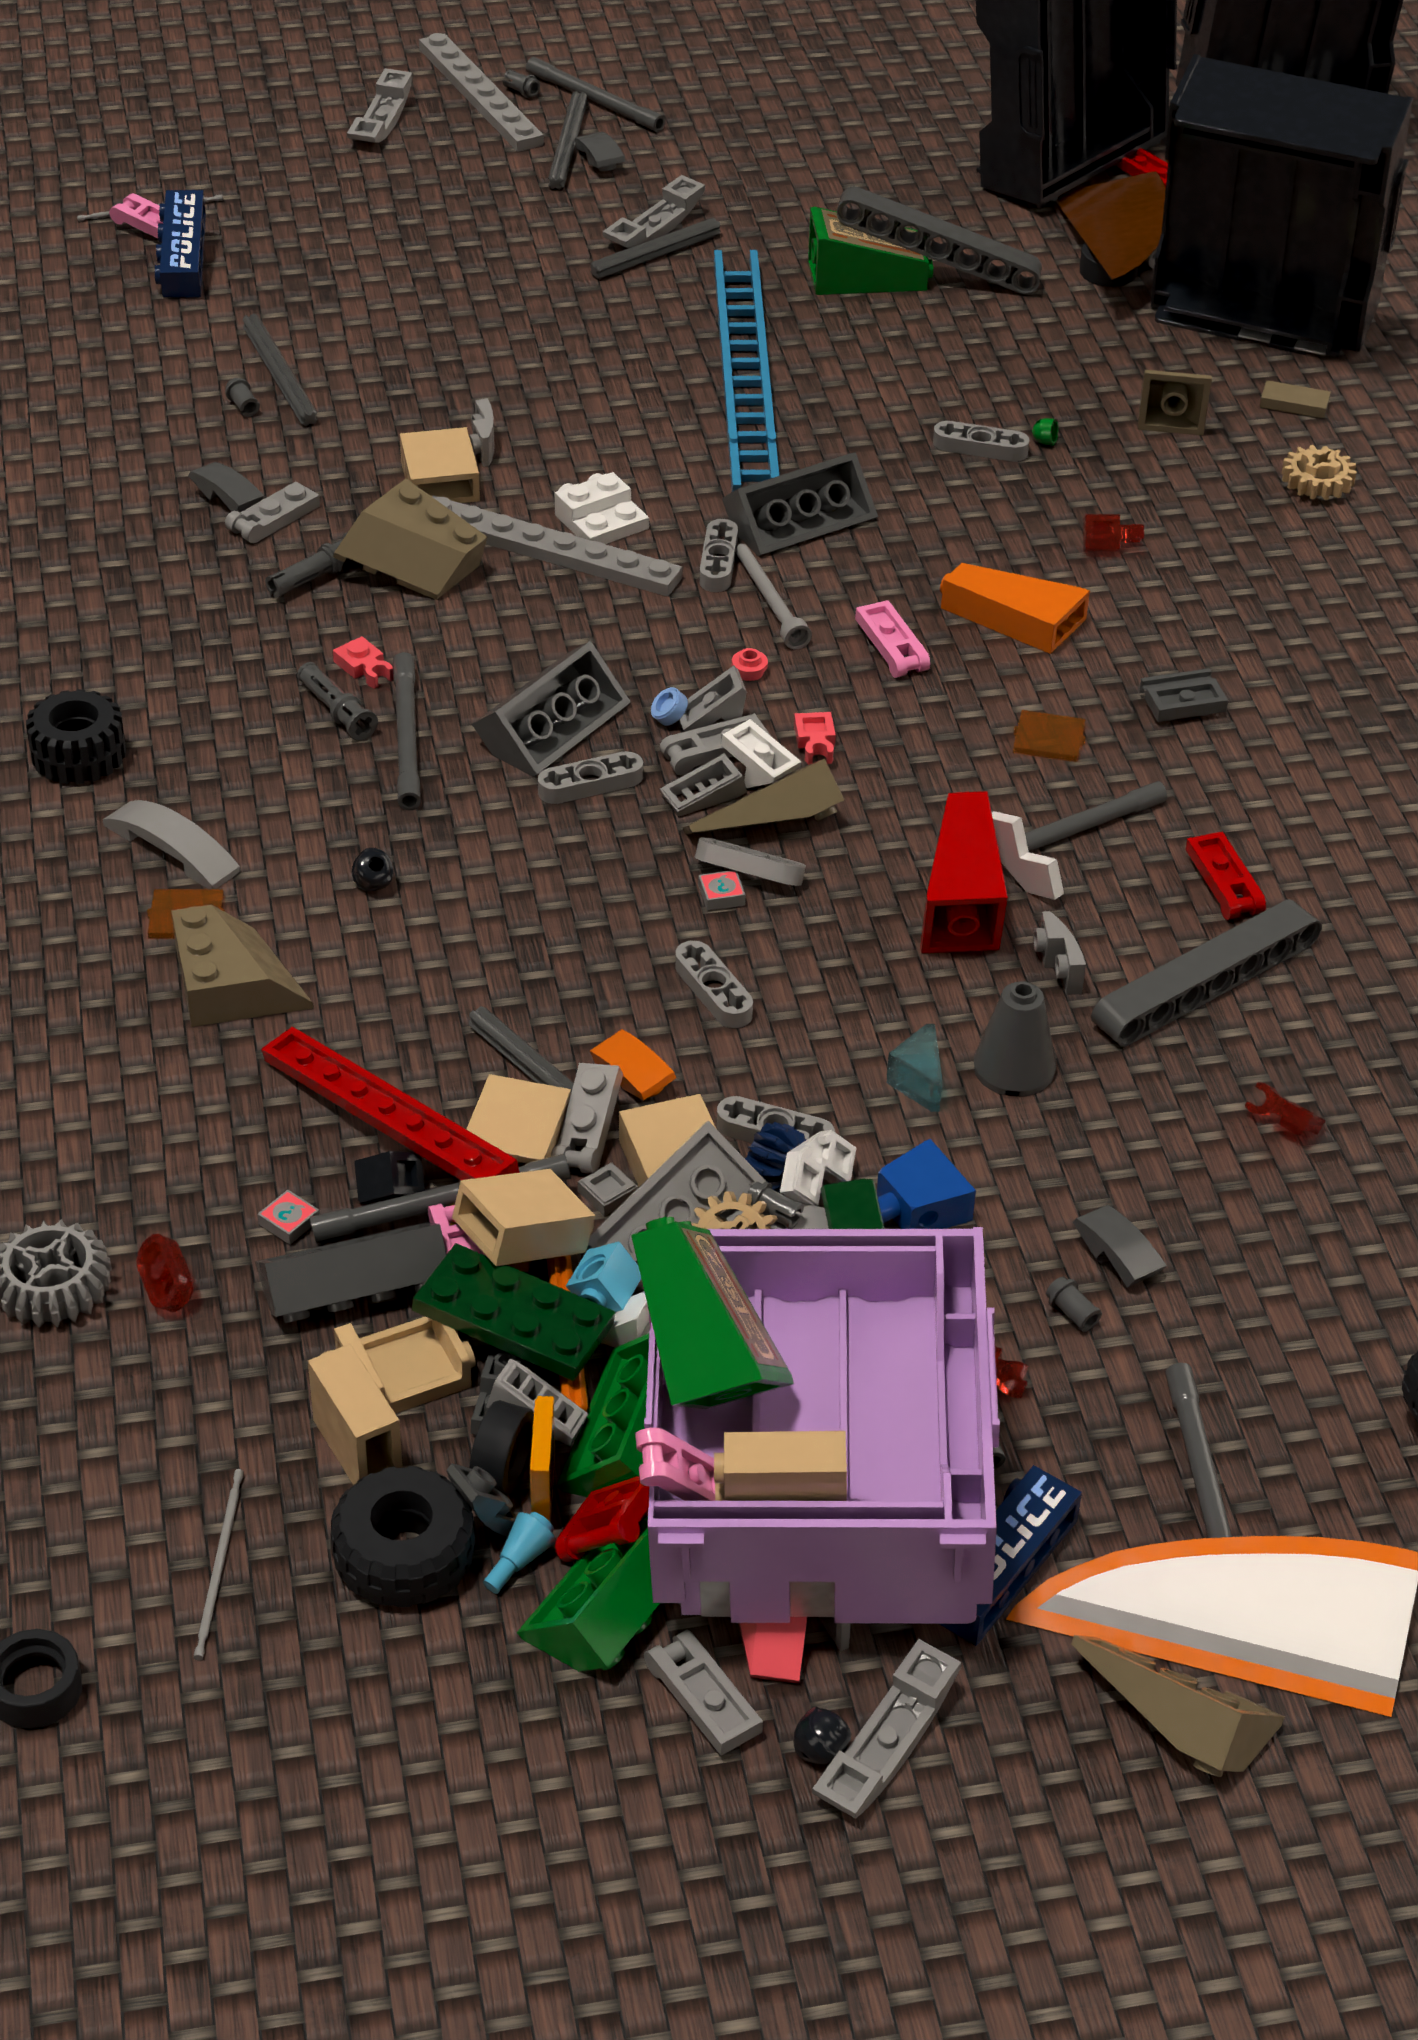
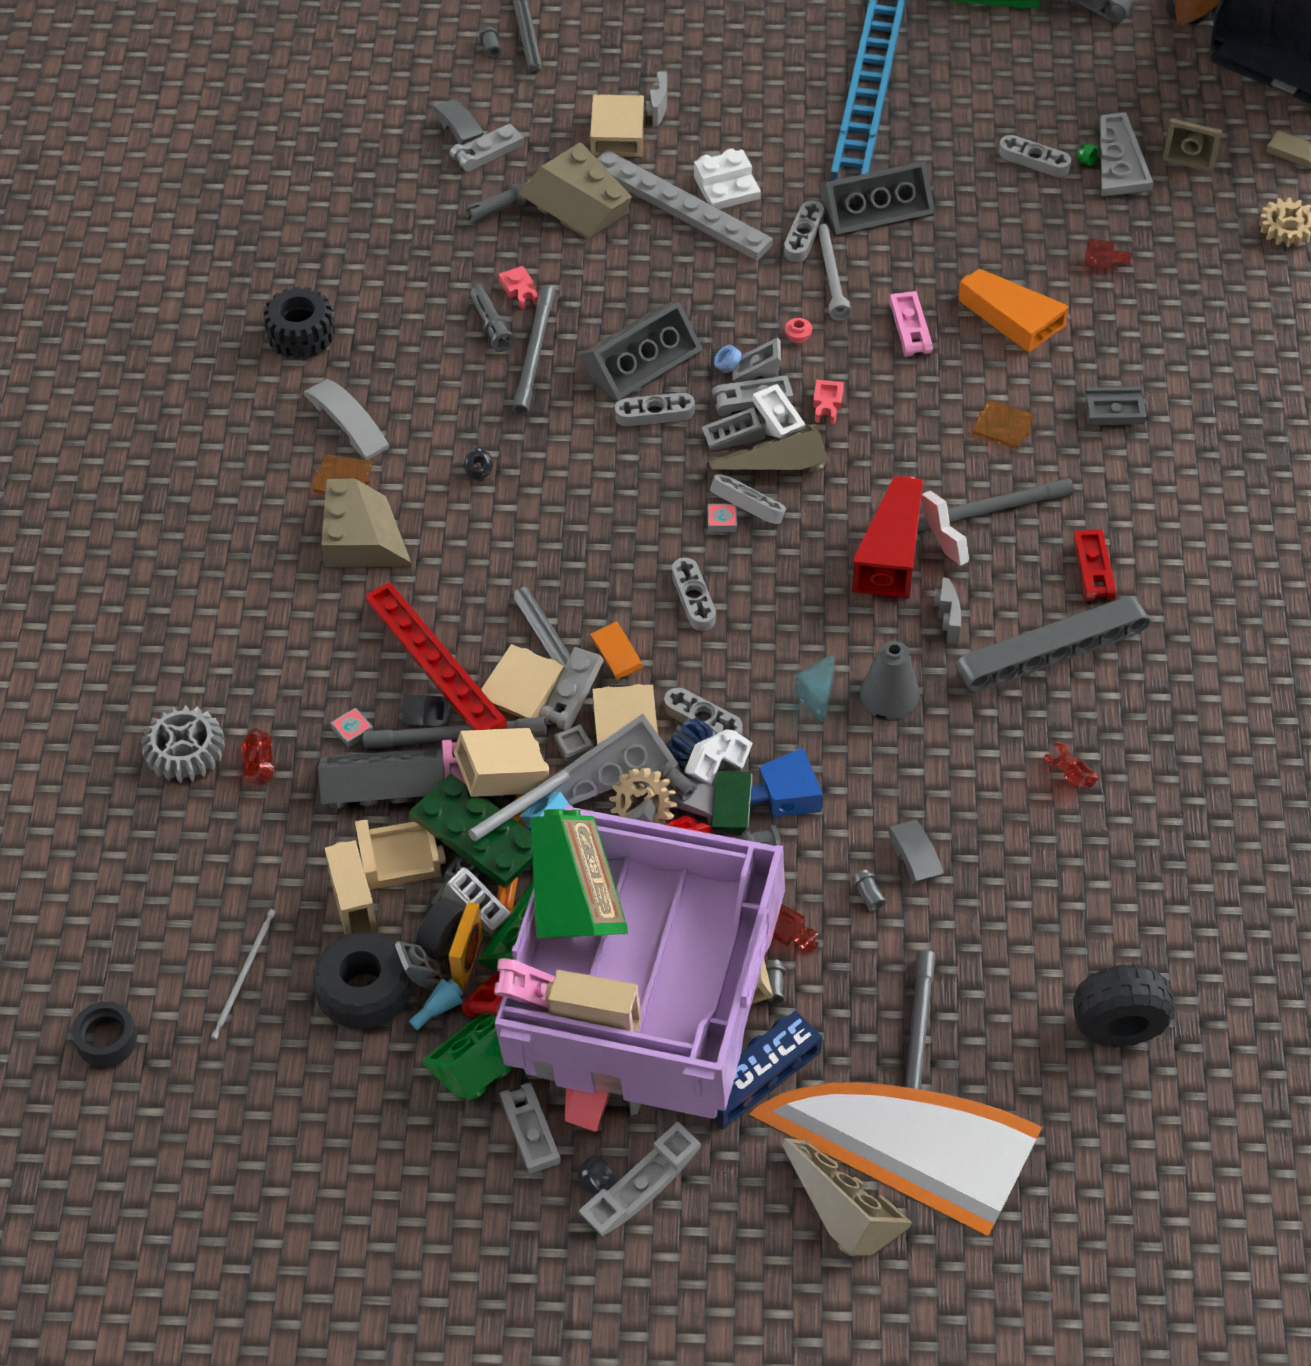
camera: 15 degrees right, 10 degrees up
(565, 1267) = (519, 805): none -> light grey bar
(1088, 430) = (1121, 158): none -> light grey wing

